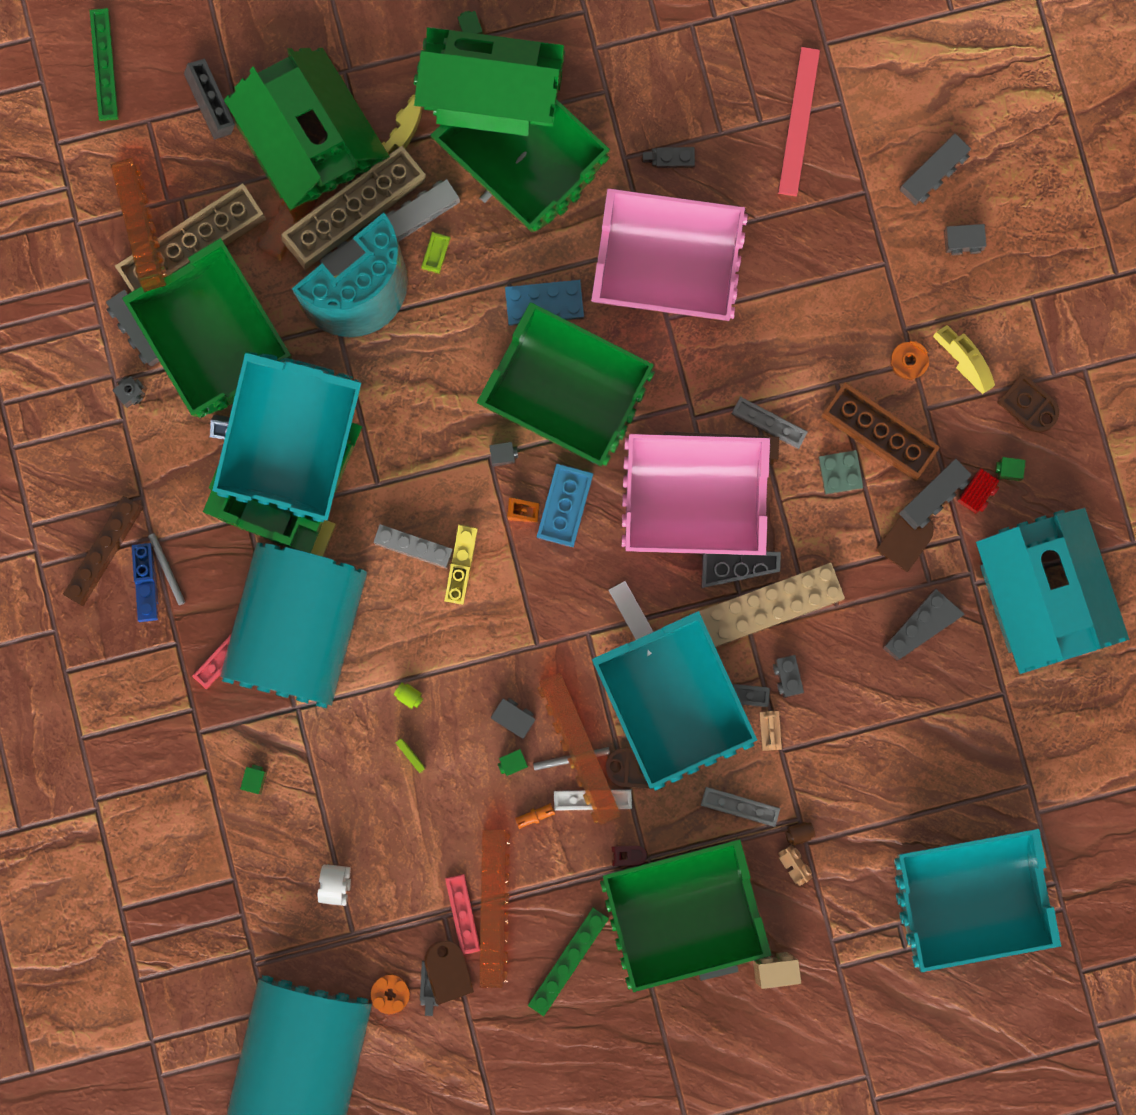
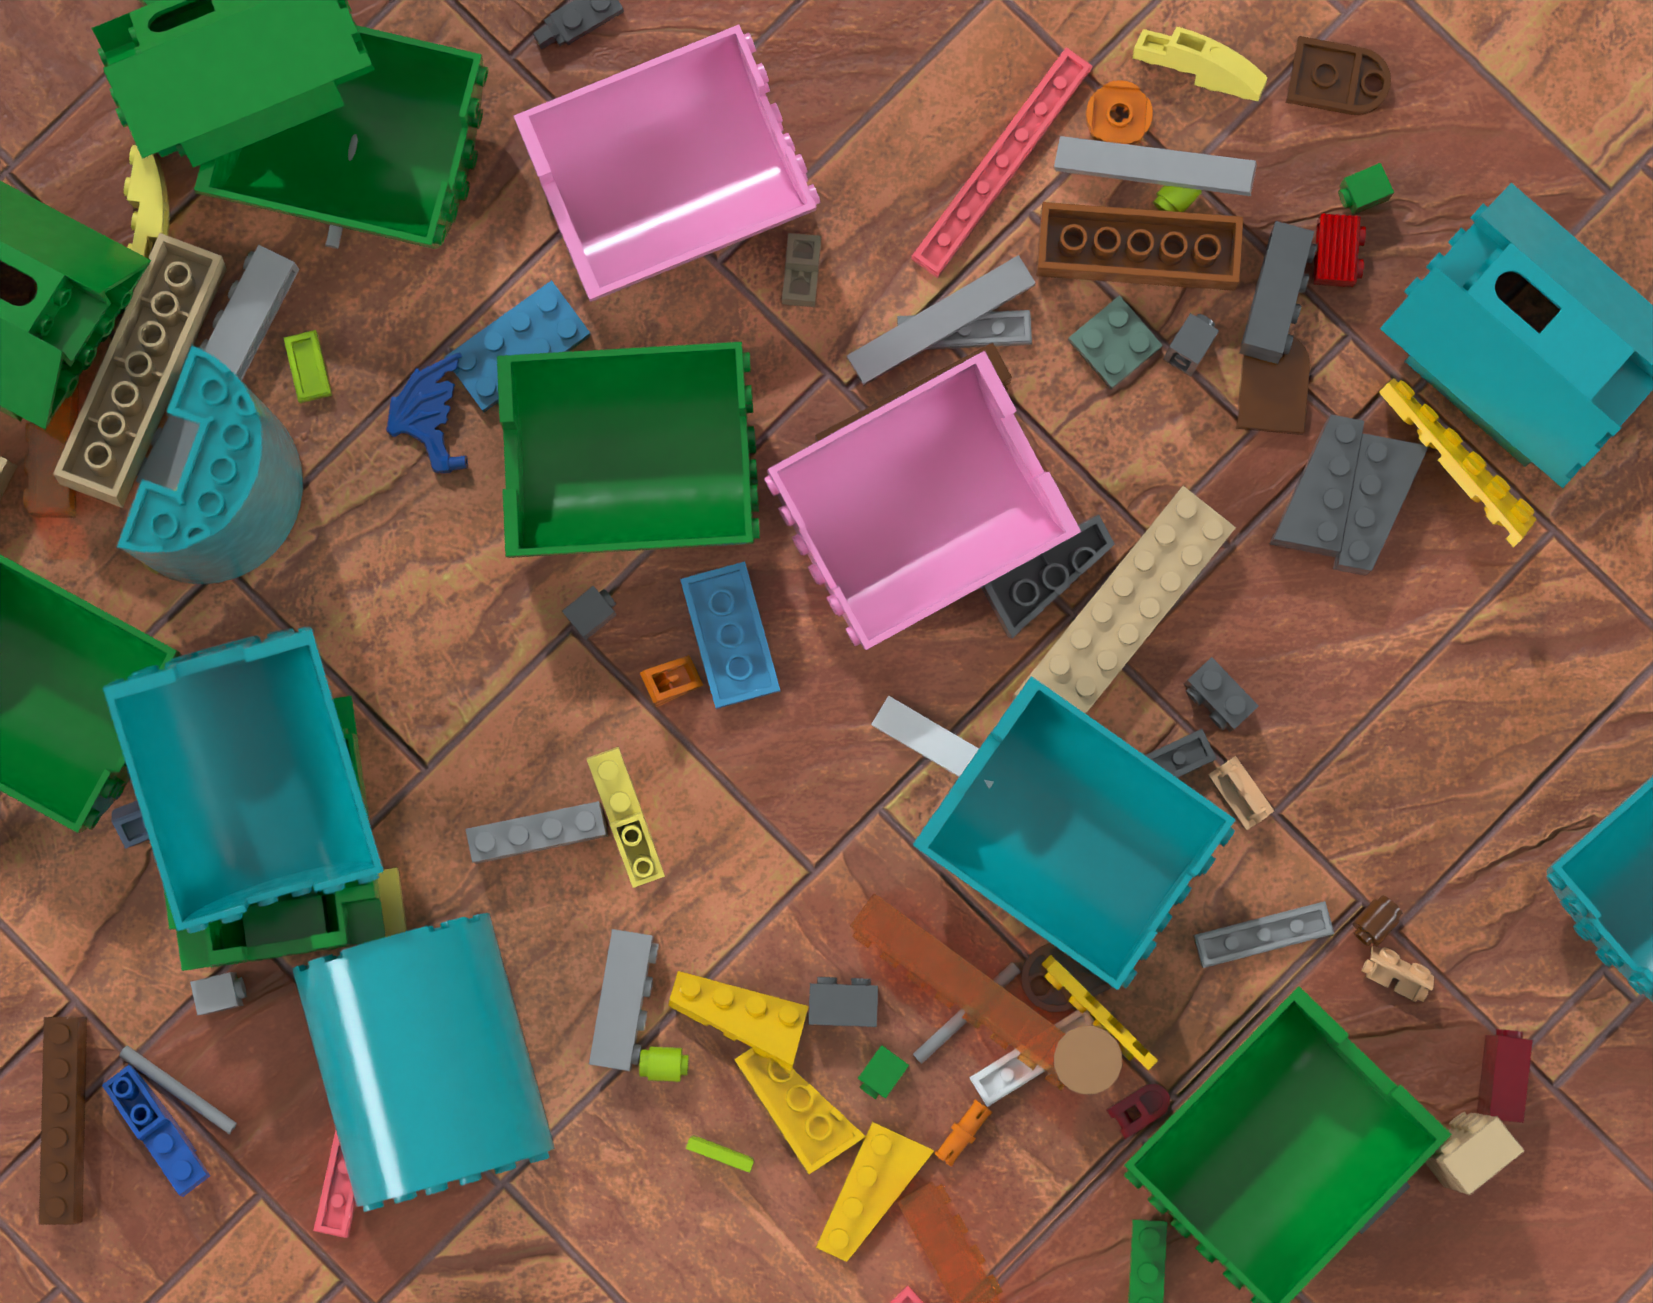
camera: 30 degrees left, 0 degrees up
(213, 533) = (218, 993): none -> light grey brick
(406, 652) = (622, 1000): none -> light grey brick
(461, 694) = (754, 1018): none -> yellow wing
(461, 758) = (803, 1116): none -> yellow wing
(475, 815) = (873, 1184): none -> yellow wing
(480, 306) = (423, 408): none -> blue animal
(616, 815) = (1087, 1060): none -> medium nougat tile
(636, 801) = (1083, 1001): none -> yellow wing
(706, 346) = (801, 270): none -> dark tan slope
(760, 410) = (941, 320): none -> light grey tile
(817, 945) = (1505, 1075): none -> dark red brick
(837, 350) = (1001, 162): none -> coral tile
(877, 494) = (1191, 343): none -> dark grey brick
(895, 610) = (1321, 498): none -> dark grey wedge
(912, 396) = (1155, 166): none -> light grey tile
(916, 416) = (1175, 198): none -> lime brick
(976, 634) = (1463, 466): none -> yellow wing

